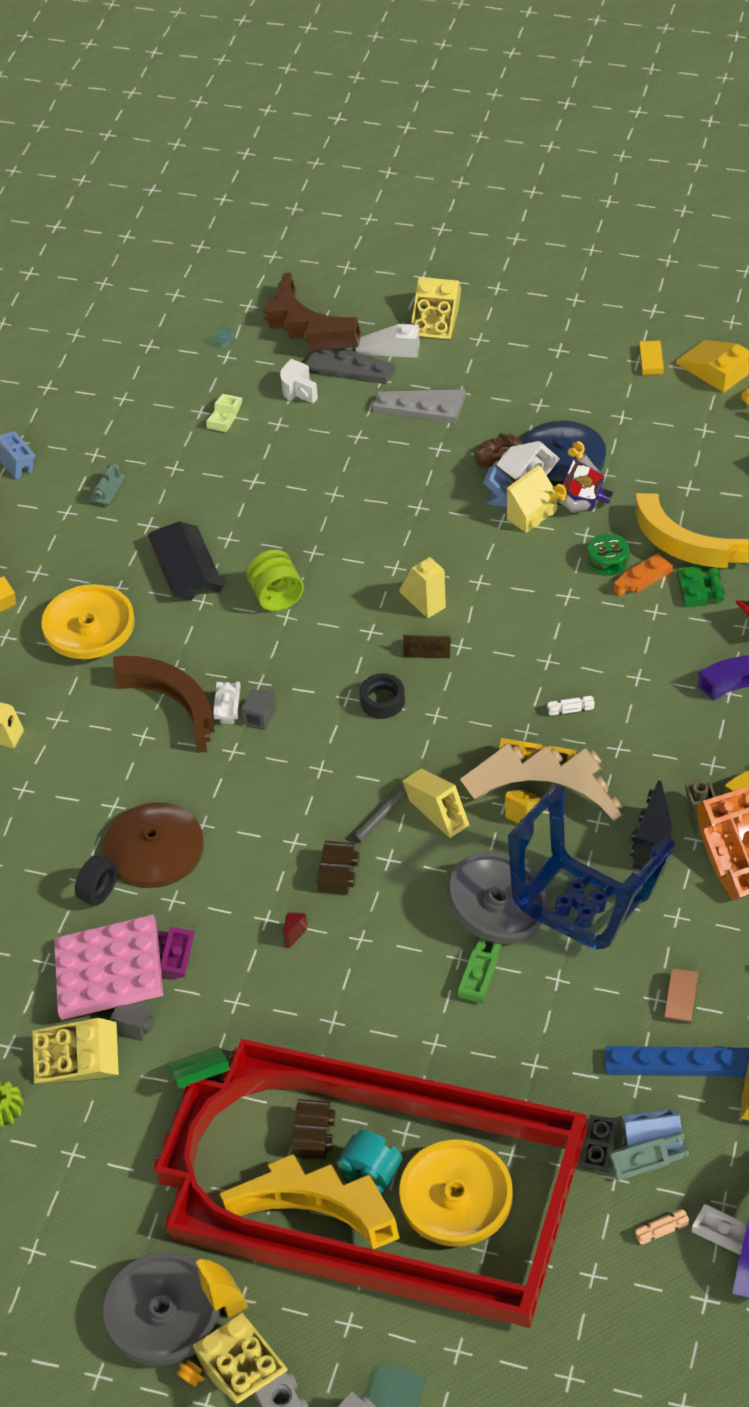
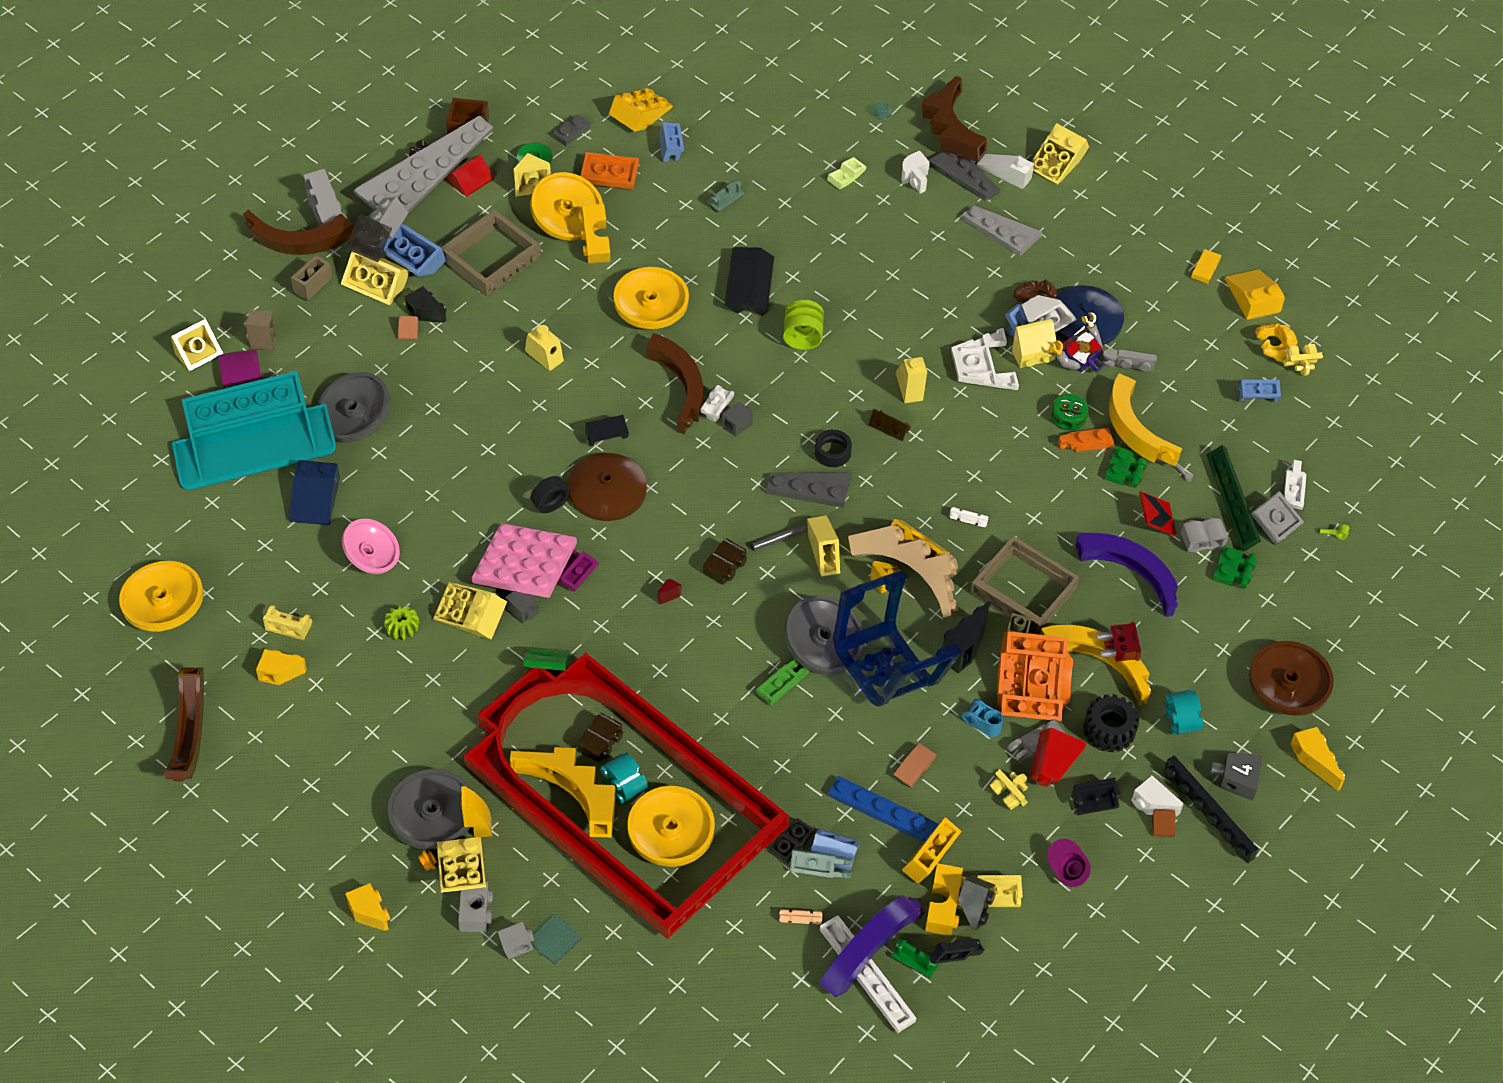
camera: 20 degrees right, 5 degrees up
(118, 782) = (606, 429): none -> black hinge
(385, 746) = (812, 487): none -> dark grey wing
(480, 547) = (975, 364): none -> white wing
(636, 476) = (1129, 359): none -> light grey hinge
(680, 719) = (1036, 559): none -> dark tan window
(723, 909) = (982, 716): none -> dark azure piece

